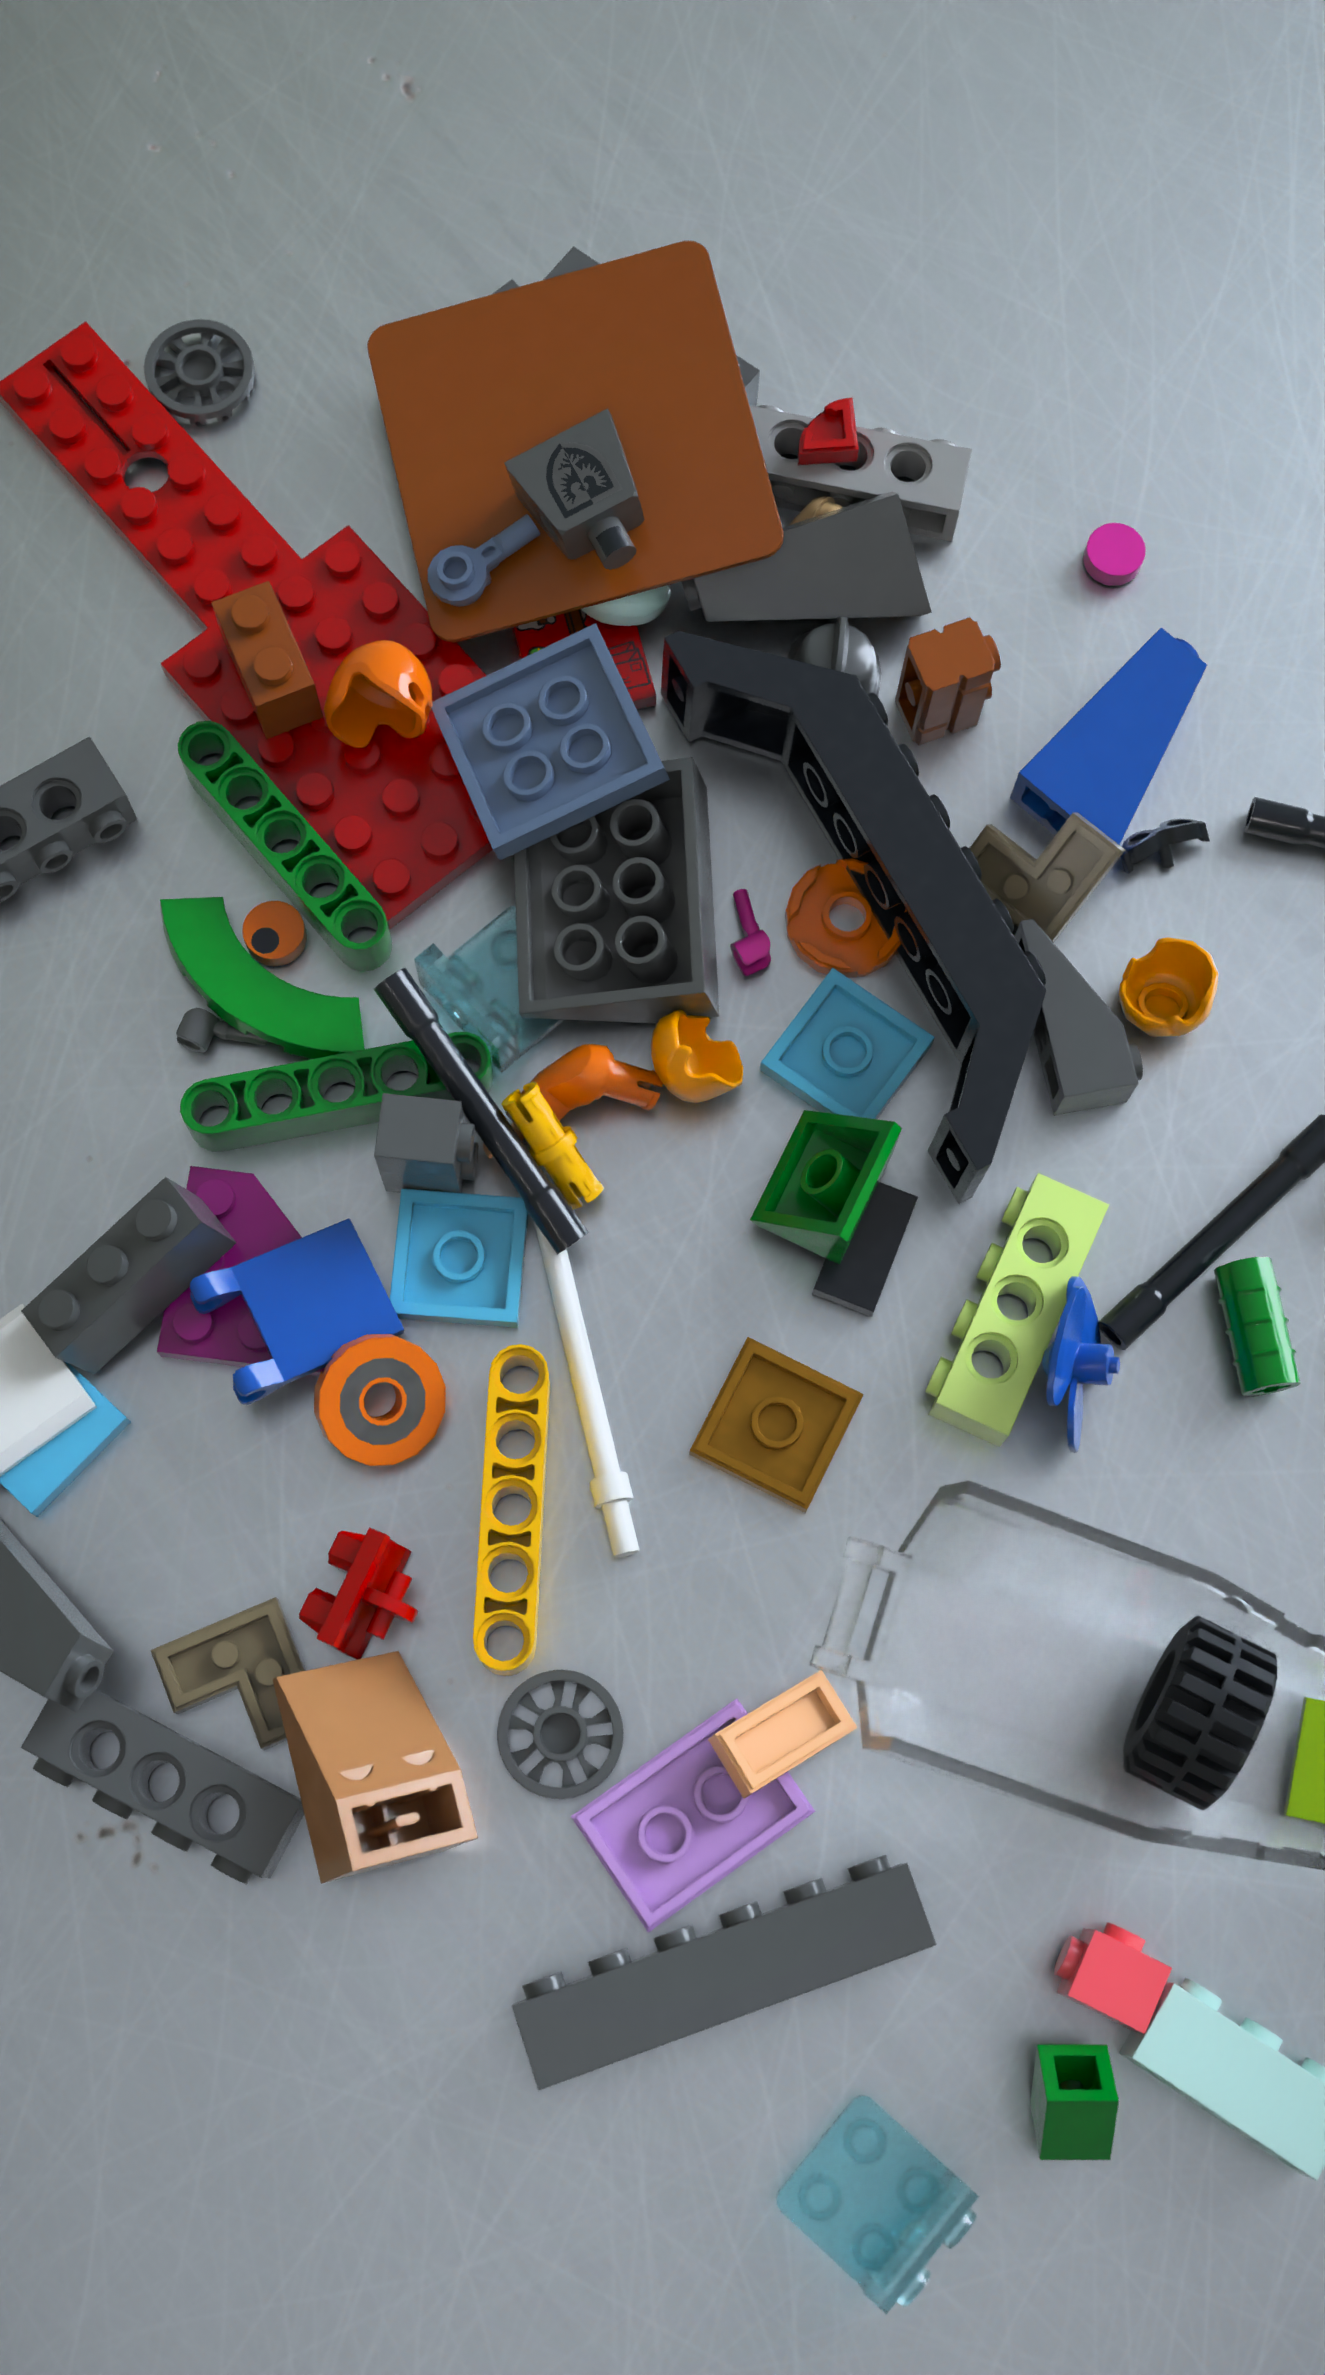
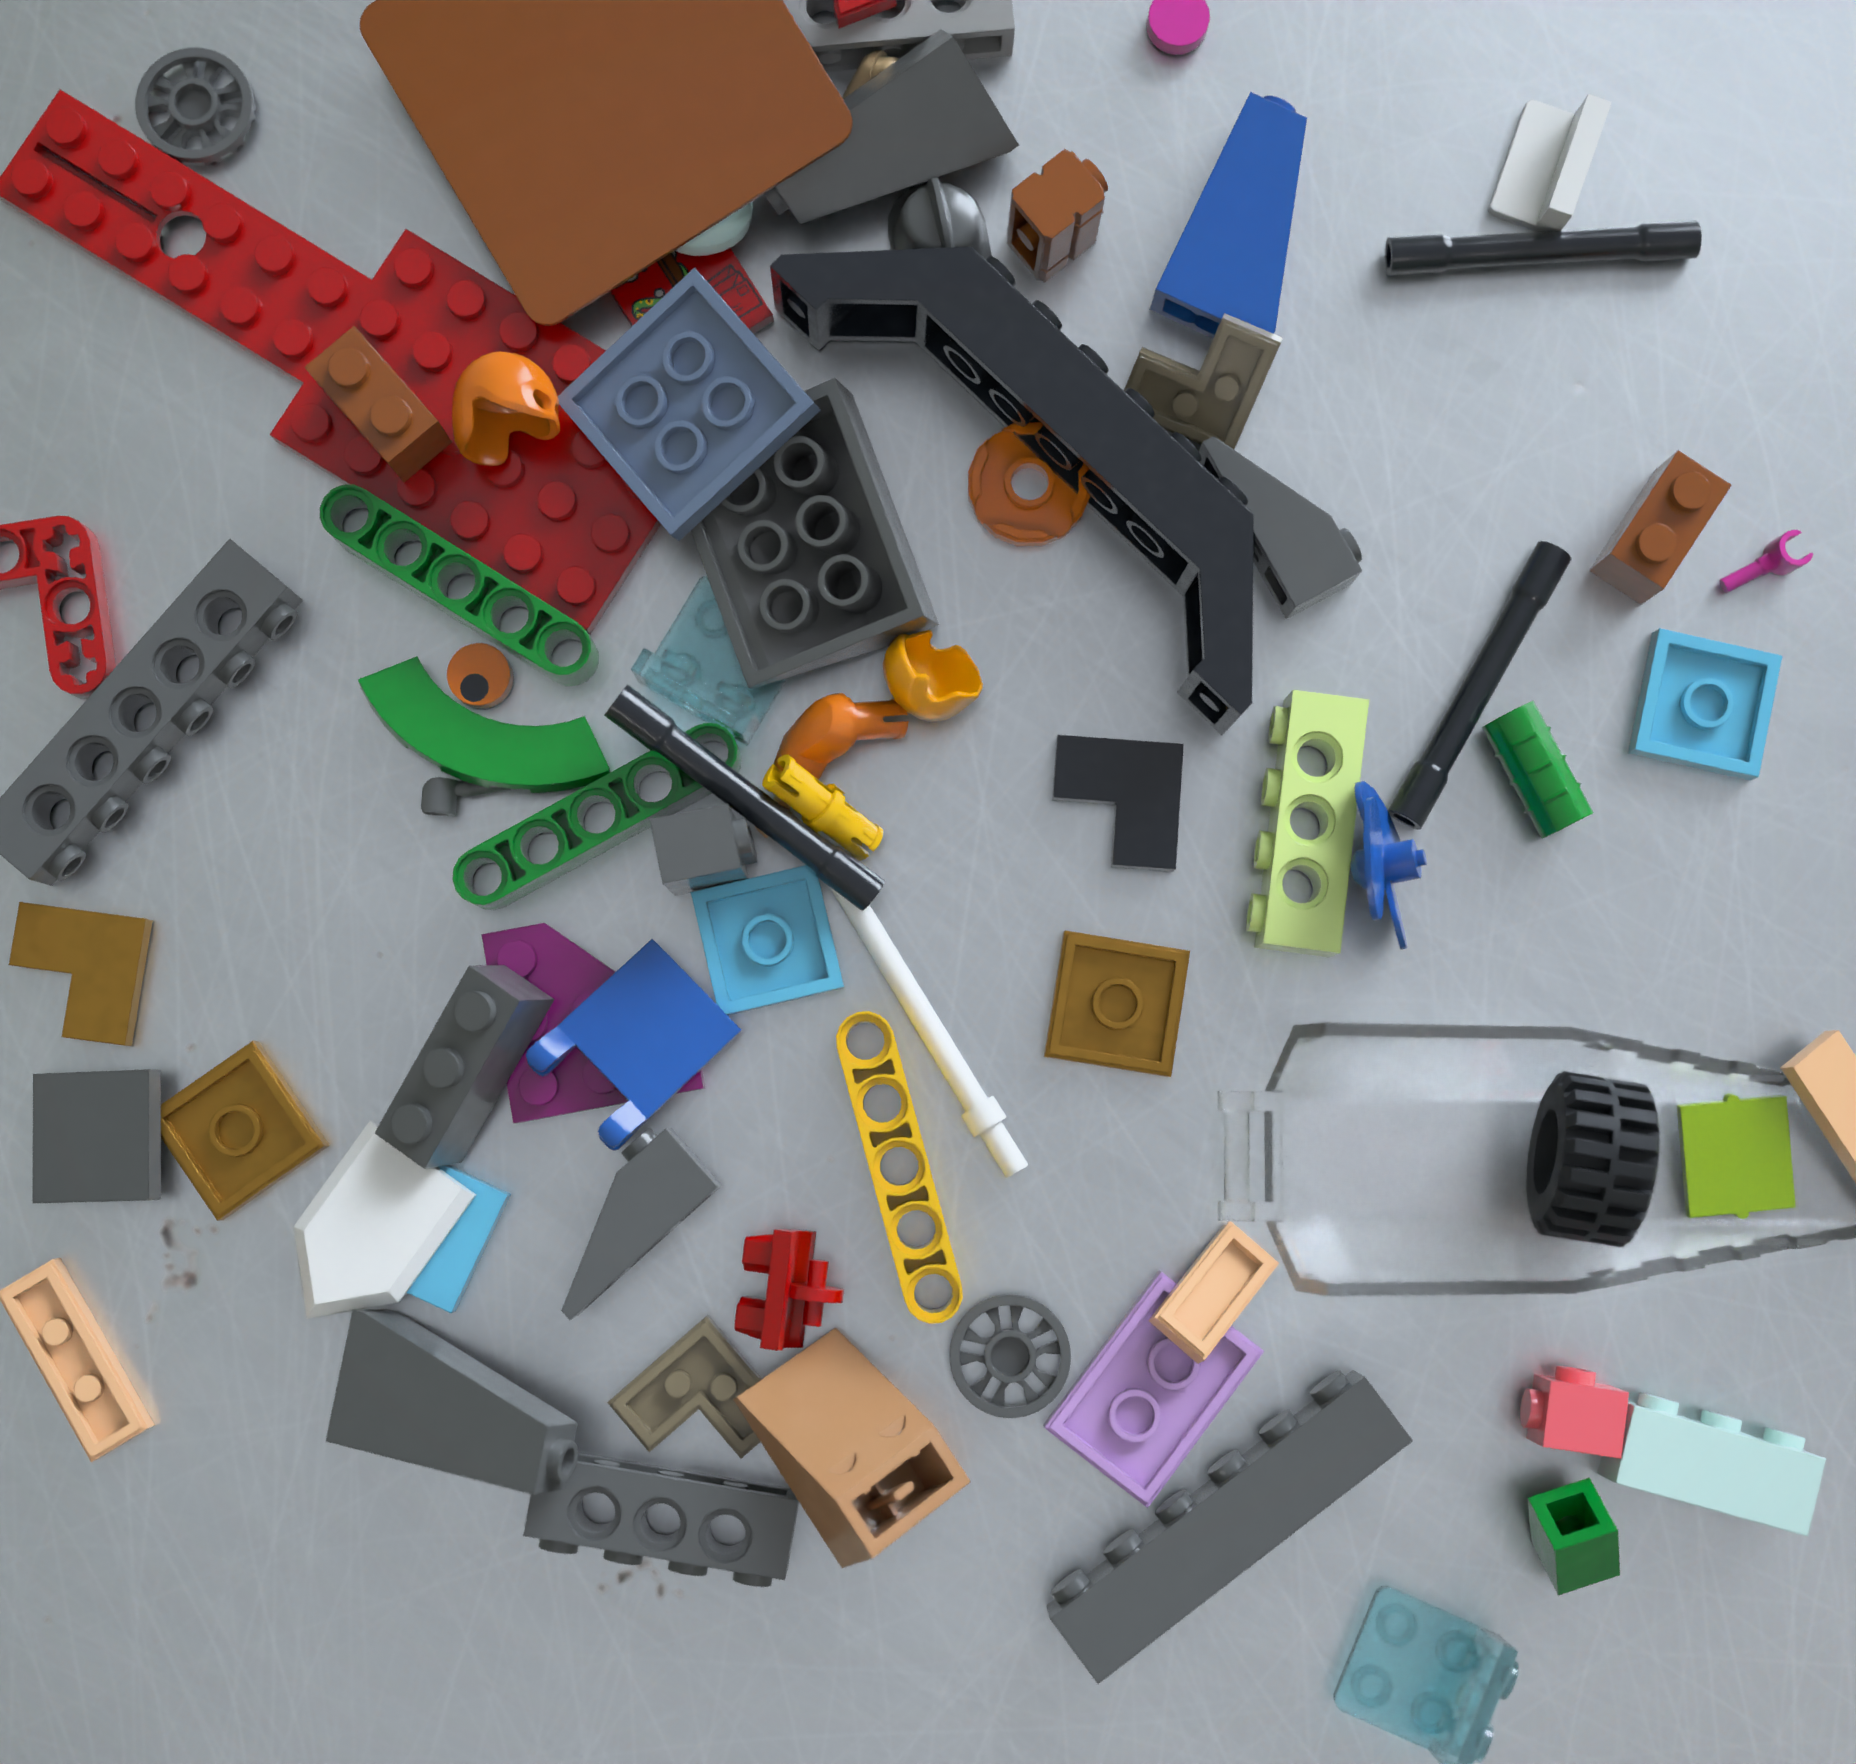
camera: 20 degrees left, 10 degrees up
(248, 1472) = (642, 1207): none -> dark grey slope
(406, 1426) = (768, 1125): orange tile -> none
(462, 573) = (541, 252): sand blue plate -> none
(581, 491) = (636, 131): dark grey torso -> none
(753, 950) = (950, 546): dark pink hand -> none
(826, 1180) = (1094, 759): green slope -> none
(846, 1050) = (1072, 621): medium azure tile -> none
(1148, 842) = (1297, 316): black piece -> none
(1169, 988) = (1362, 462): light orange hair -> none

